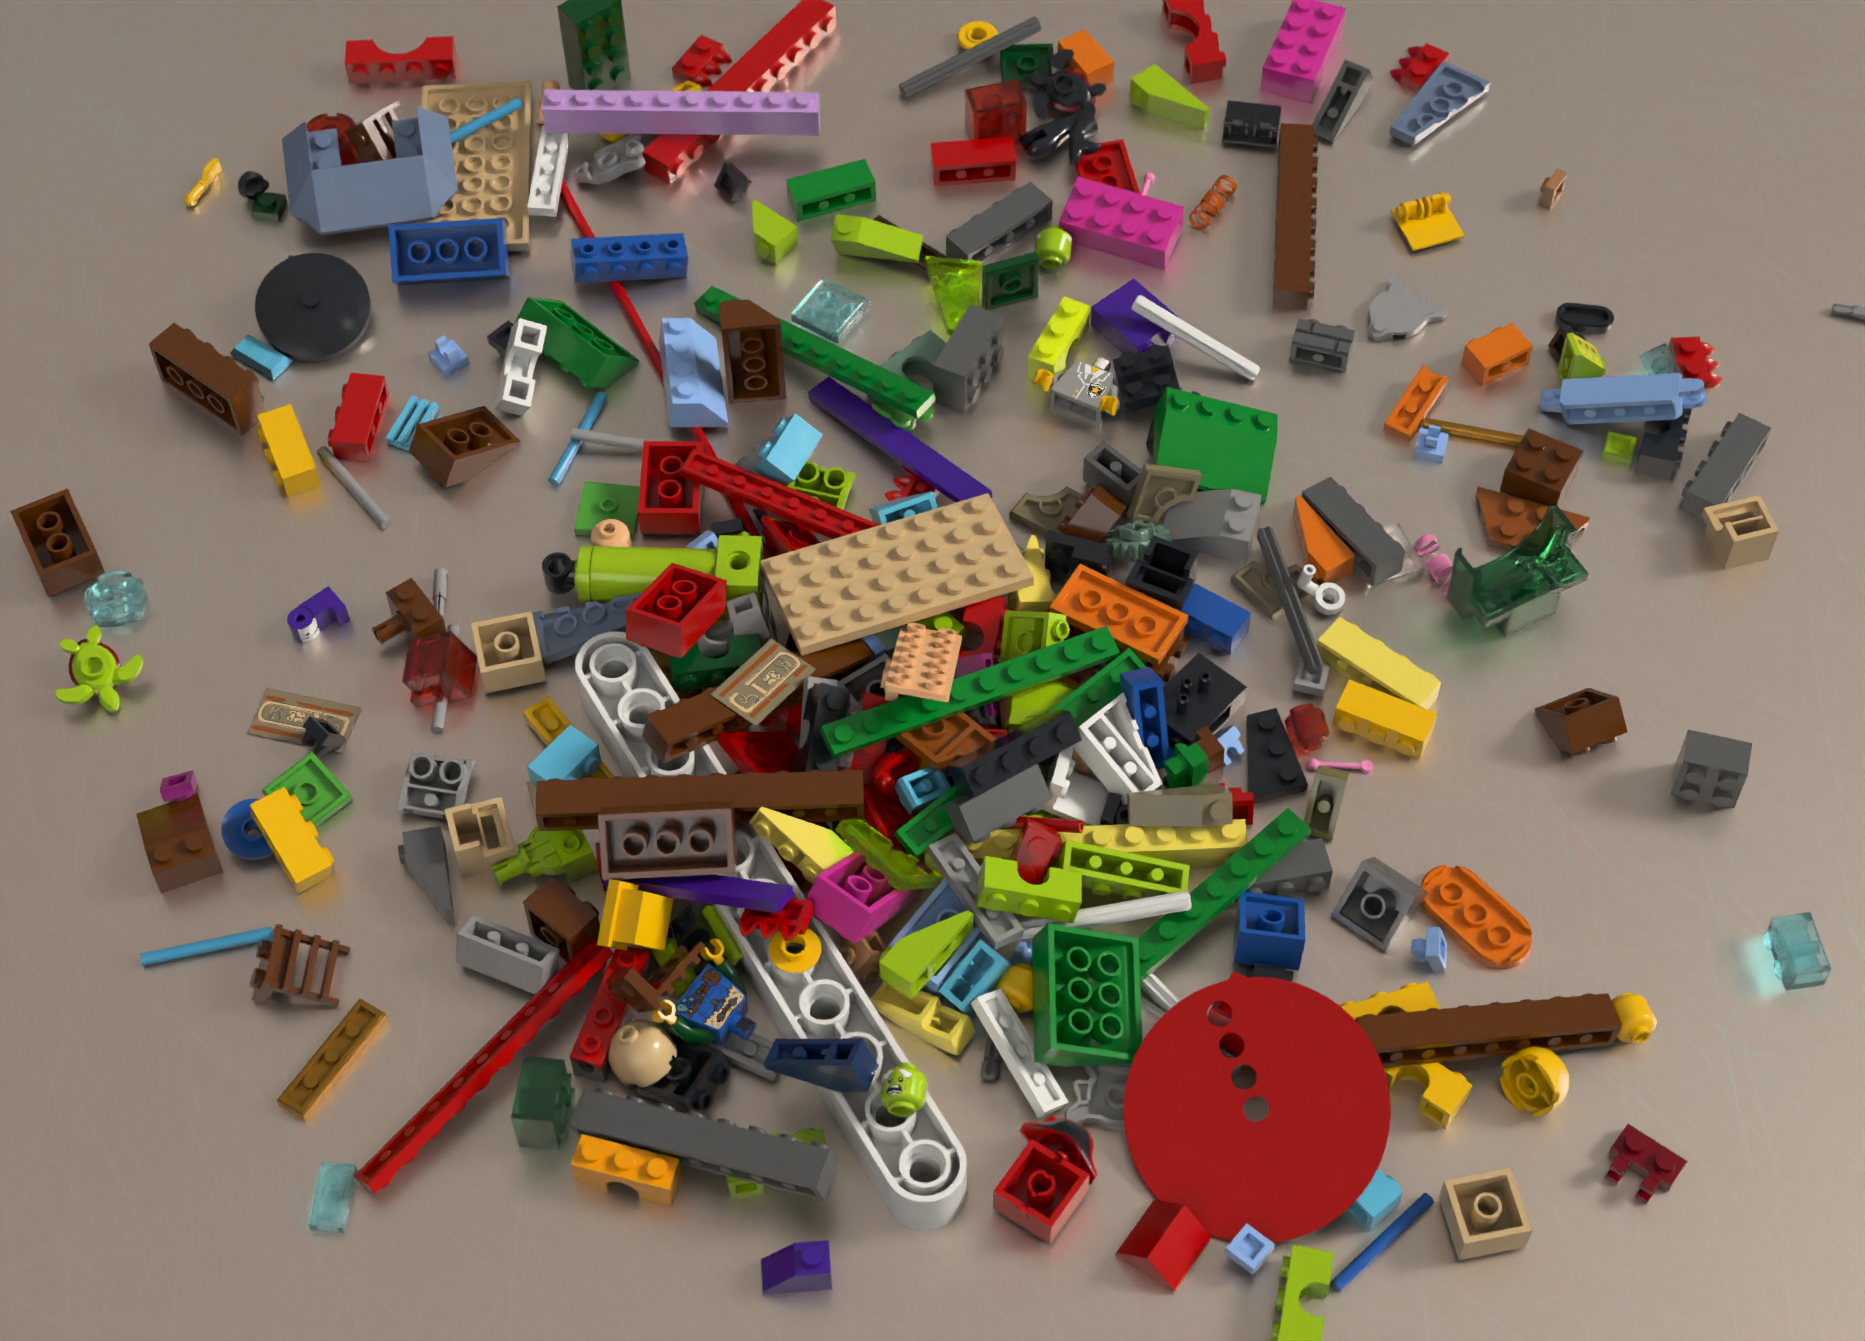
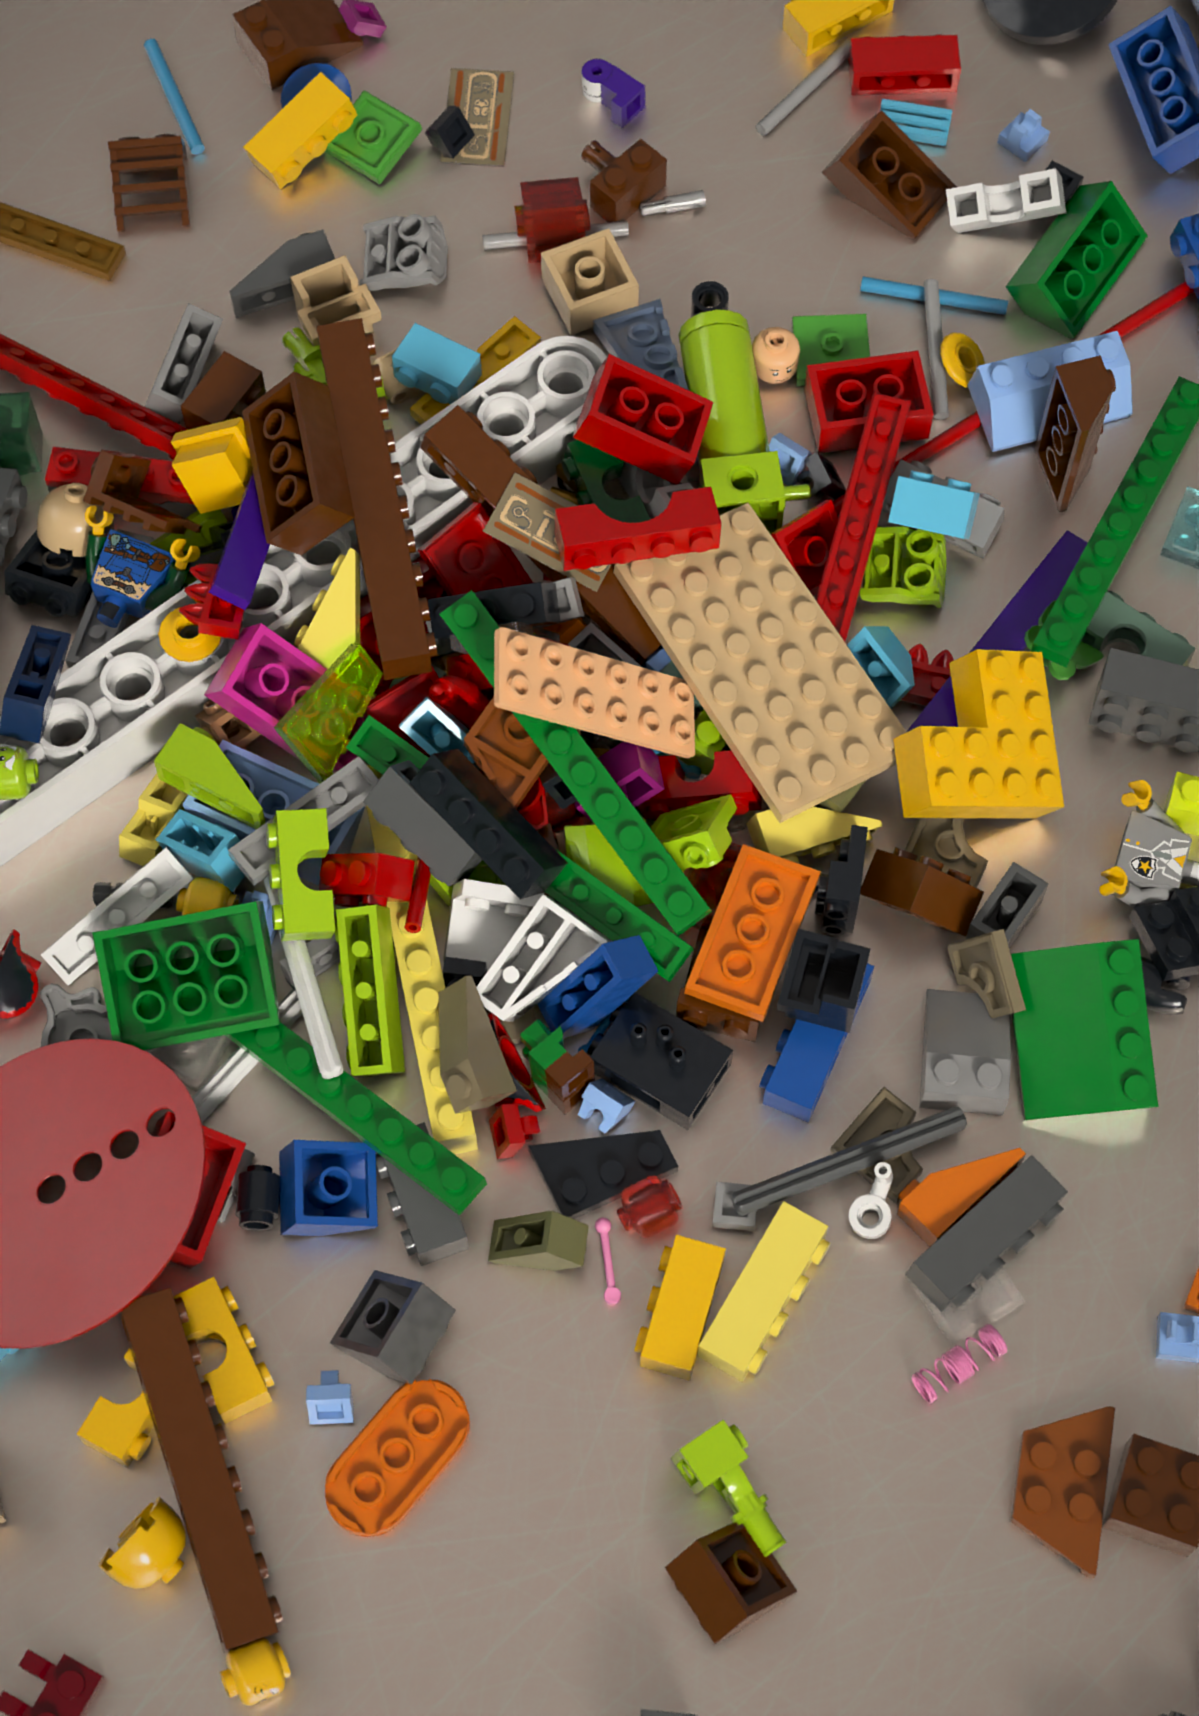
camera: 80 degrees right, 10 degrees up
(645, 427) = (957, 349): none -> yellow piece
(783, 649) = (594, 539): none -> red arch
(1002, 451) = (997, 757): none -> yellow piece
(1133, 539) = (906, 955): sand green gear -> none
(1507, 704) = (716, 1460): none -> lime brick
(1521, 583) = (930, 1457): clear green piece -> none

